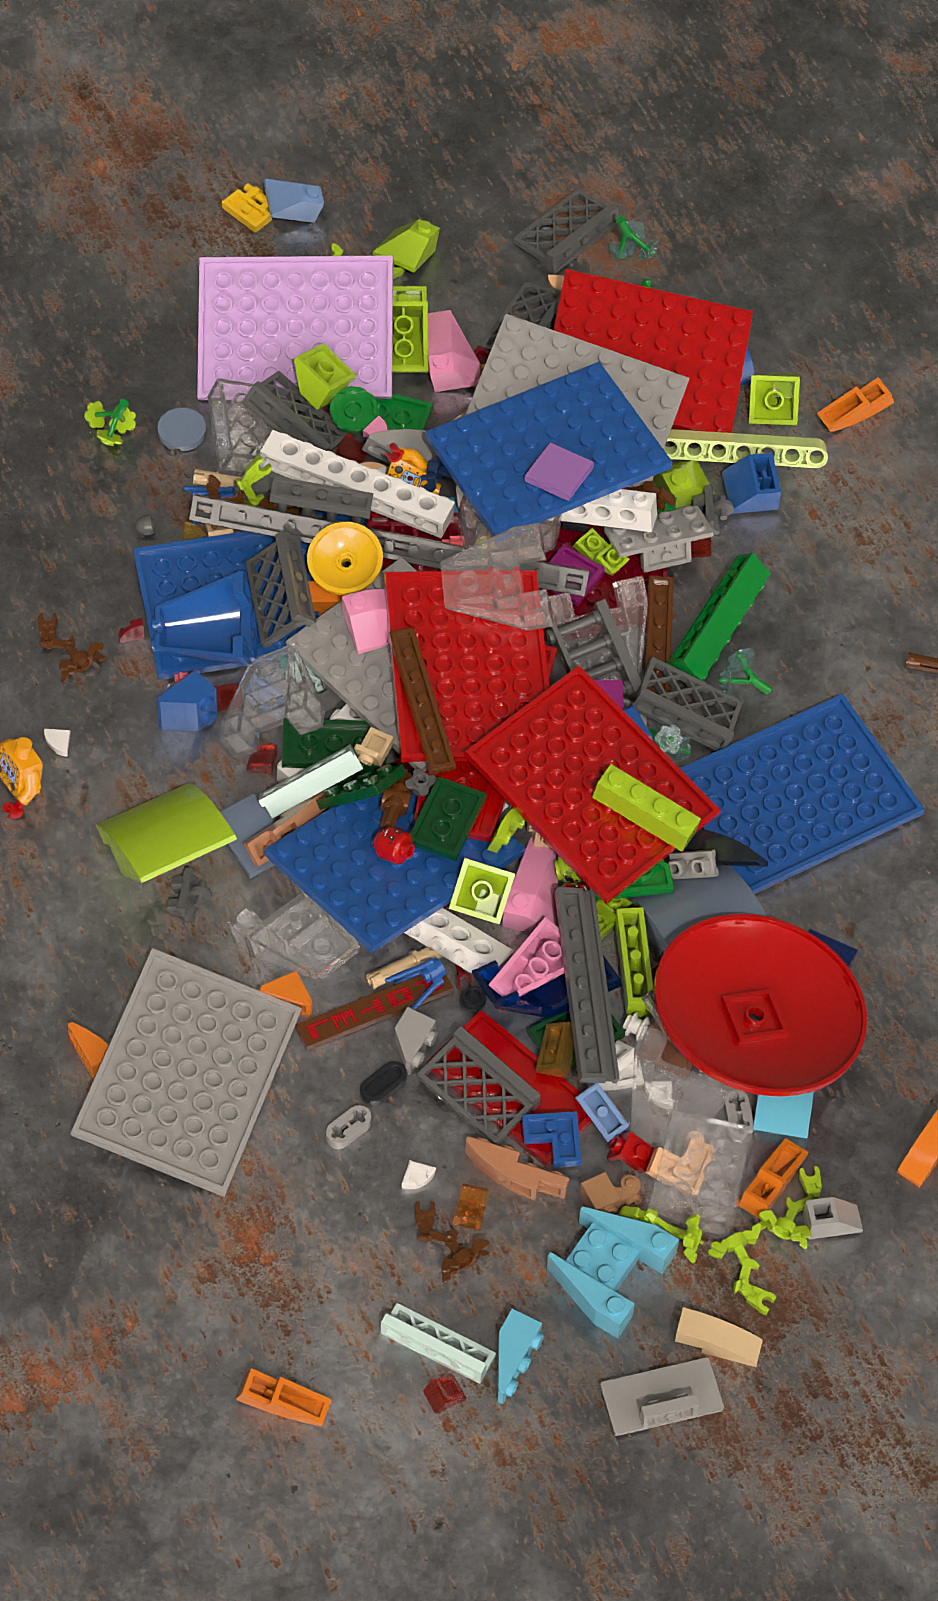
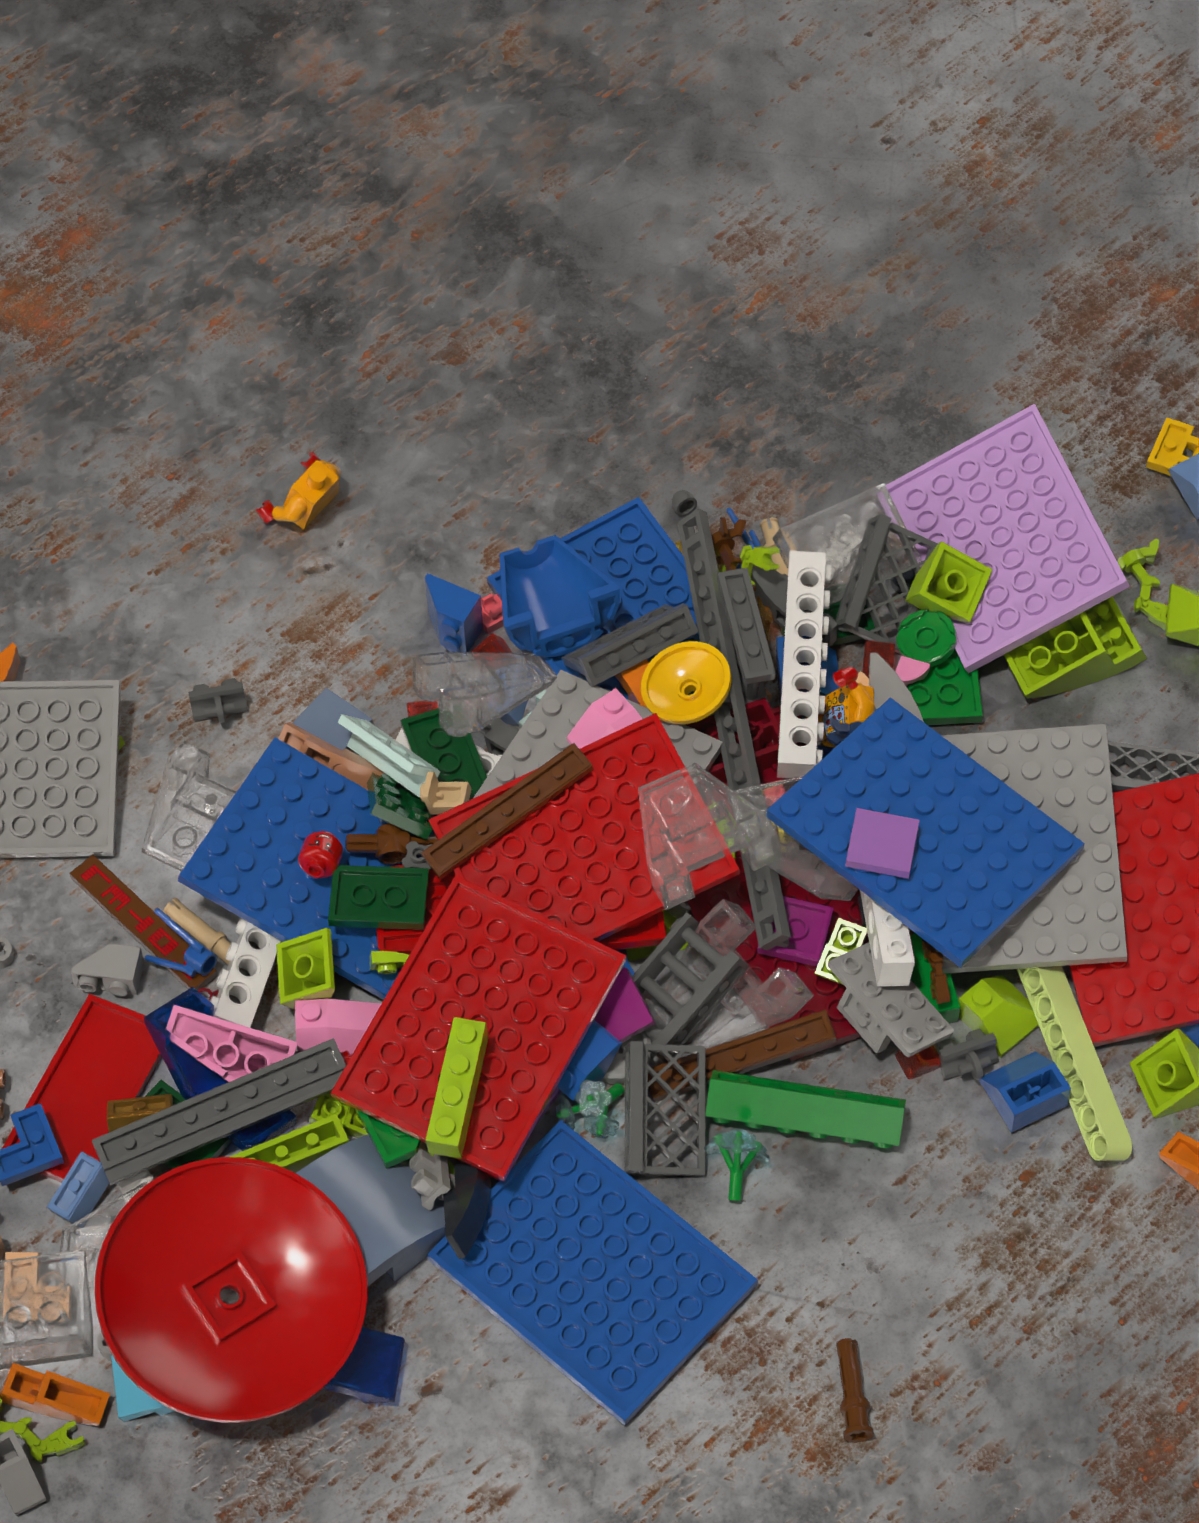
camera: 75 degrees right, 0 degrees up
(58, 740) = (370, 521): white tile -> none
(79, 660) = (477, 502): reddish brown piece -> none
(121, 420) = (807, 407): lime plant -> none
(133, 632) = (534, 534): dark red tile -> none
(165, 832) = (272, 646): lime slope -> none
(181, 429) = (829, 487): sand blue tile -> none
(292, 990) = (127, 835): orange slope -> none
(383, 1083) = (50, 962): black tile -> none
(450, 355) = (1069, 701): bright pink wedge -> none
(495, 1069) = (94, 1060): dark grey fence -> none
(631, 1151) = (40, 1232): red bracket -> none

